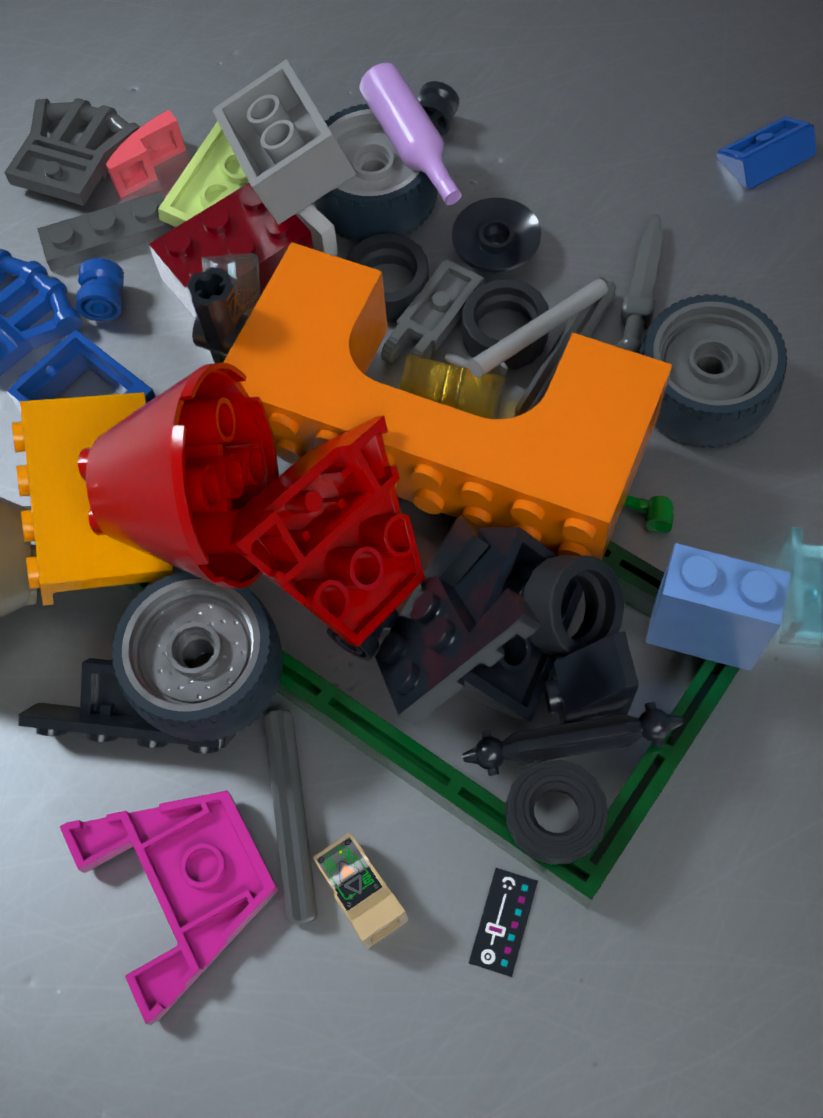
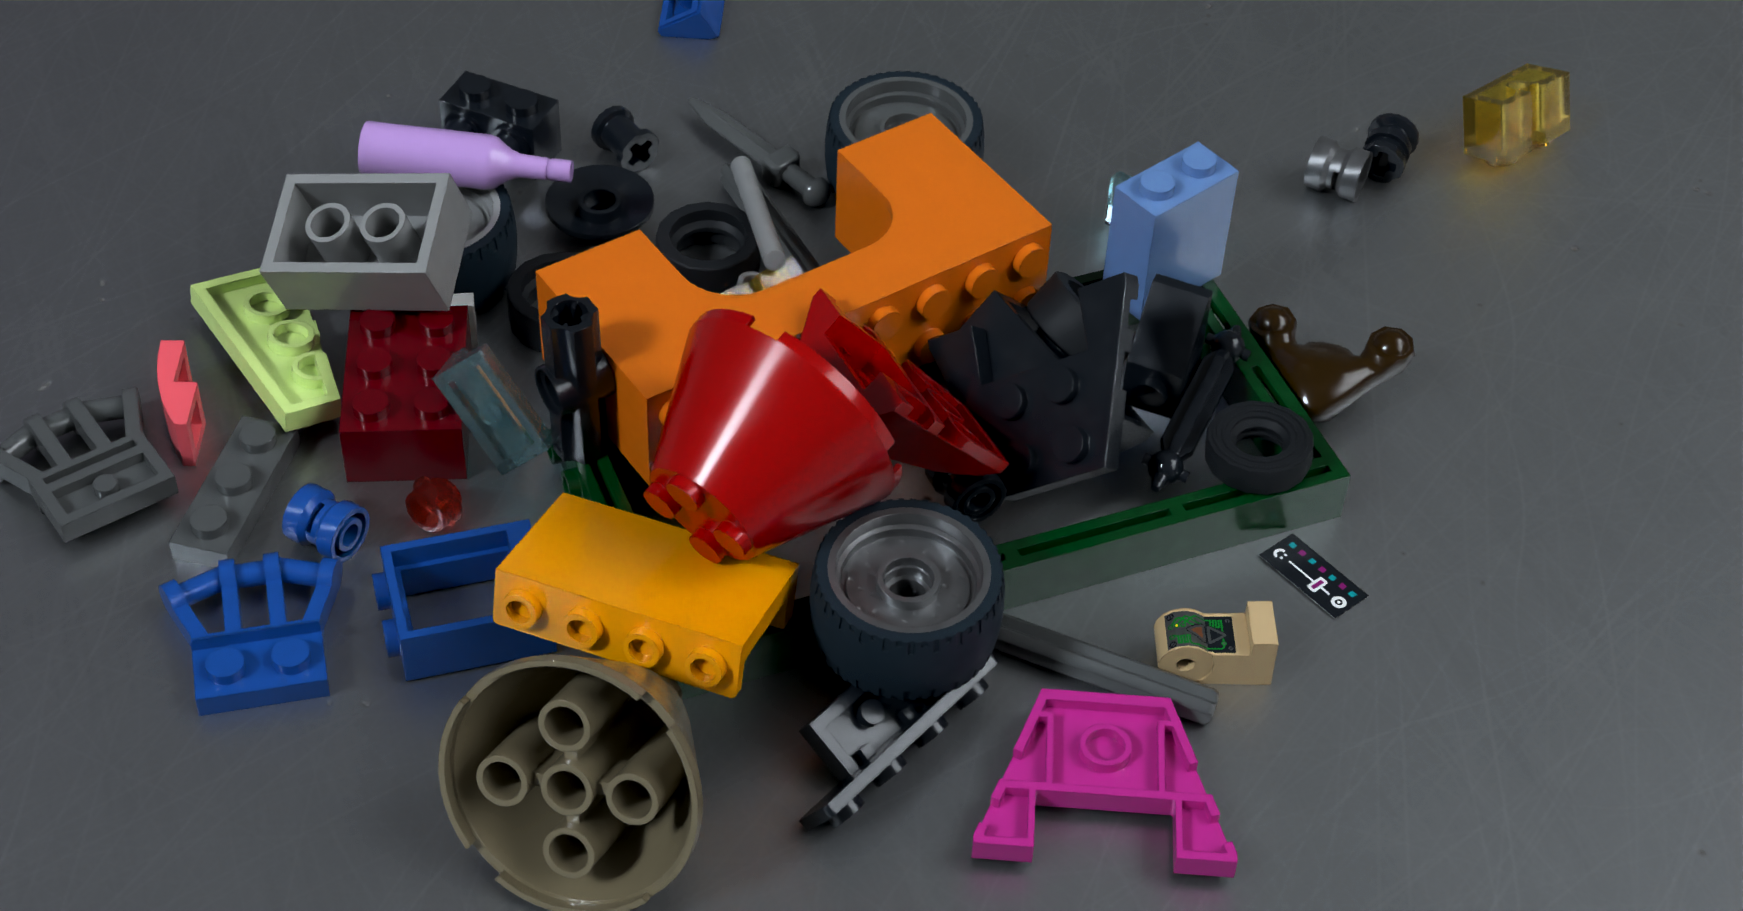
camera: 65 degrees left, 20 degrees down
(160, 331) = (434, 503): none -> clear red plate
(520, 134) = (514, 114): none -> black brick
(577, 200) = (617, 132): none -> black bush
(714, 814) = (1326, 374): none -> dark brown head

